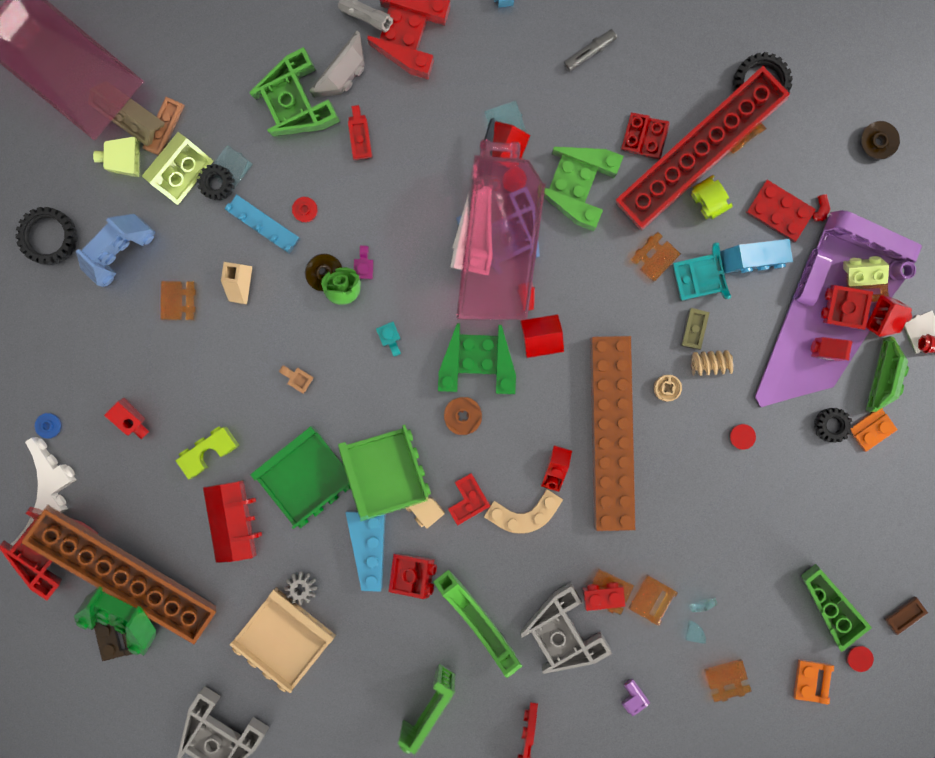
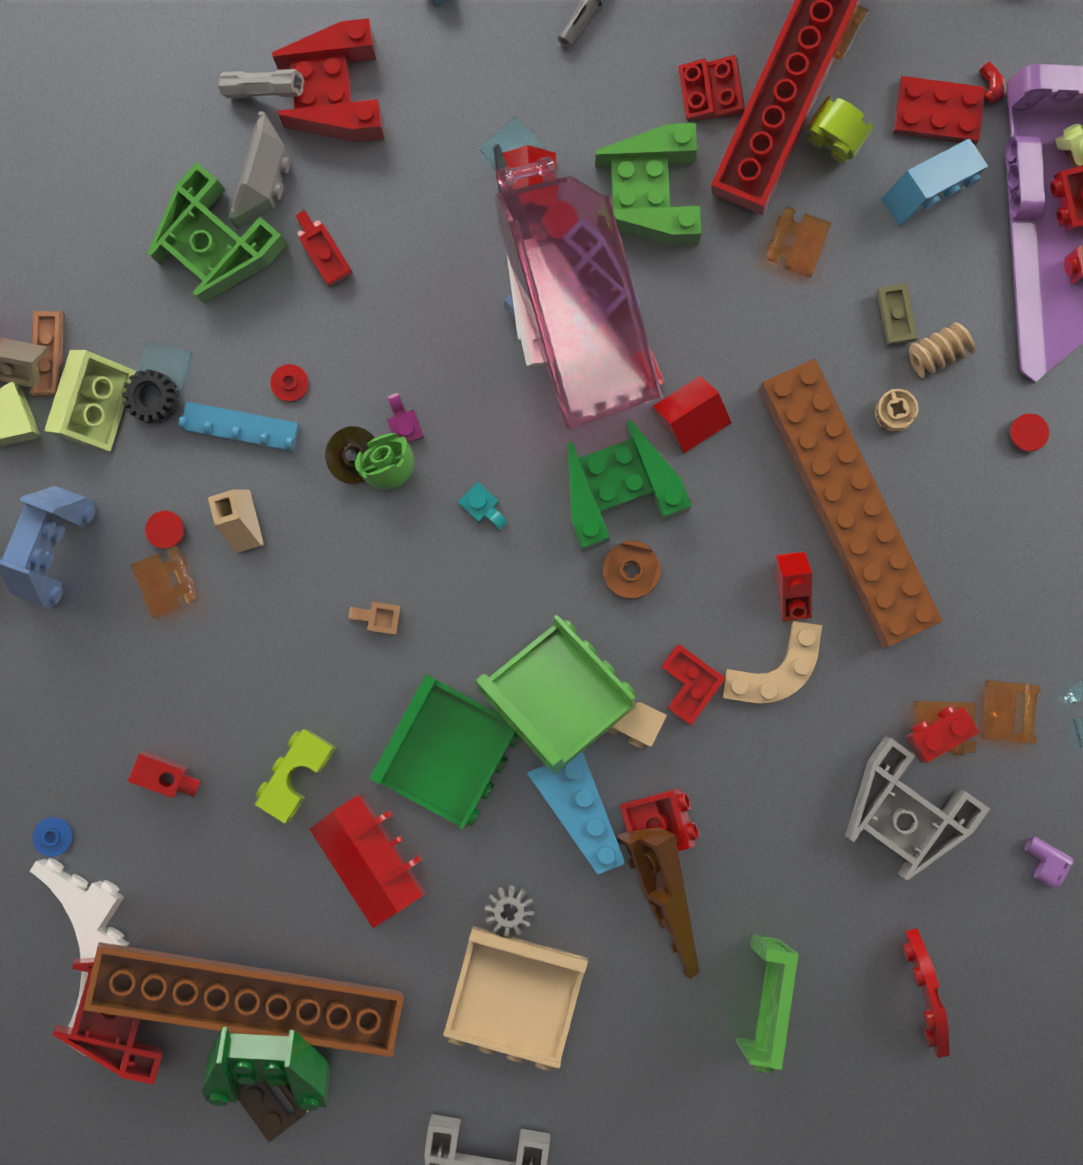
camera: 20 degrees left, 5 degrees down
(190, 268) = (164, 529): none -> red piece
(399, 604) = (659, 870): none -> reddish brown wedge
(479, 622) = (783, 848): bright green arch -> none
(701, 276) = (873, 239): teal piece -> none

